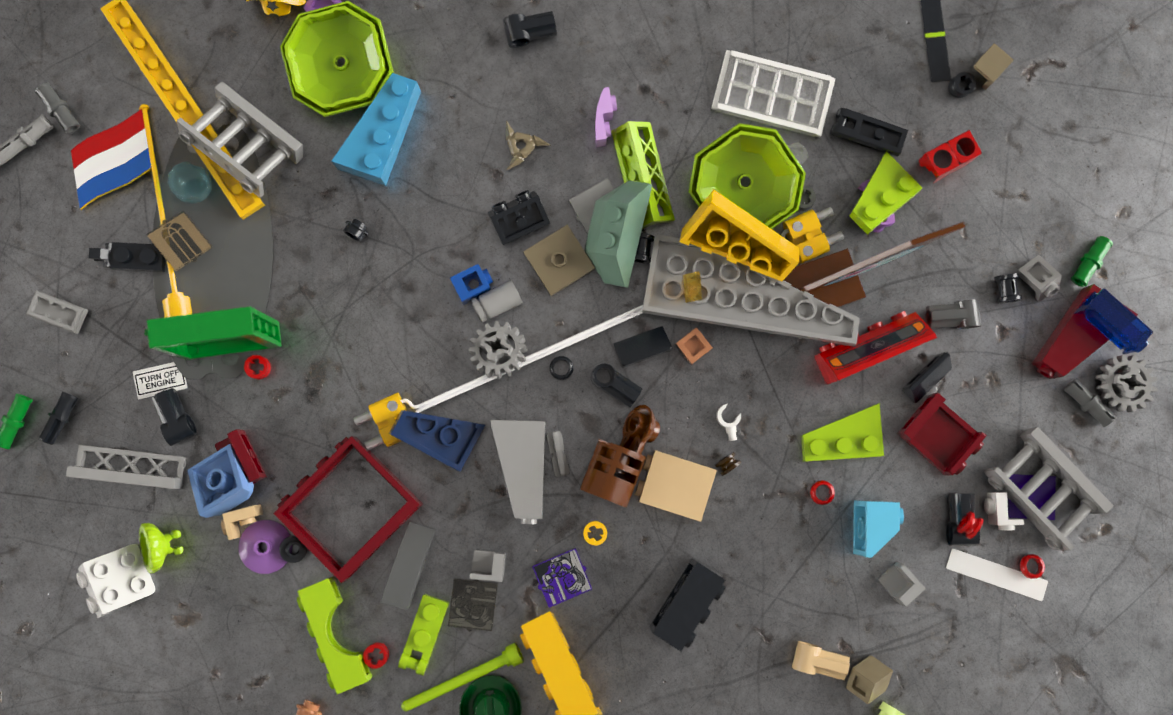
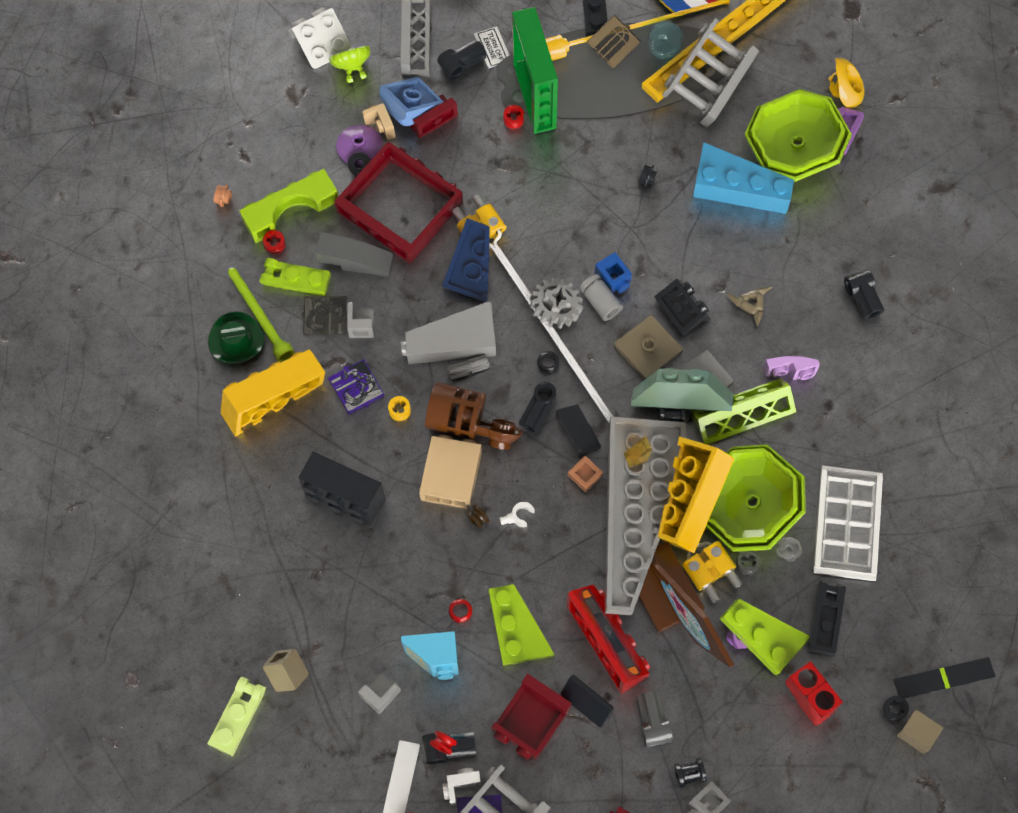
camera: 90 degrees right, 15 degrees down
(813, 660) = (300, 614): tan piece -> none

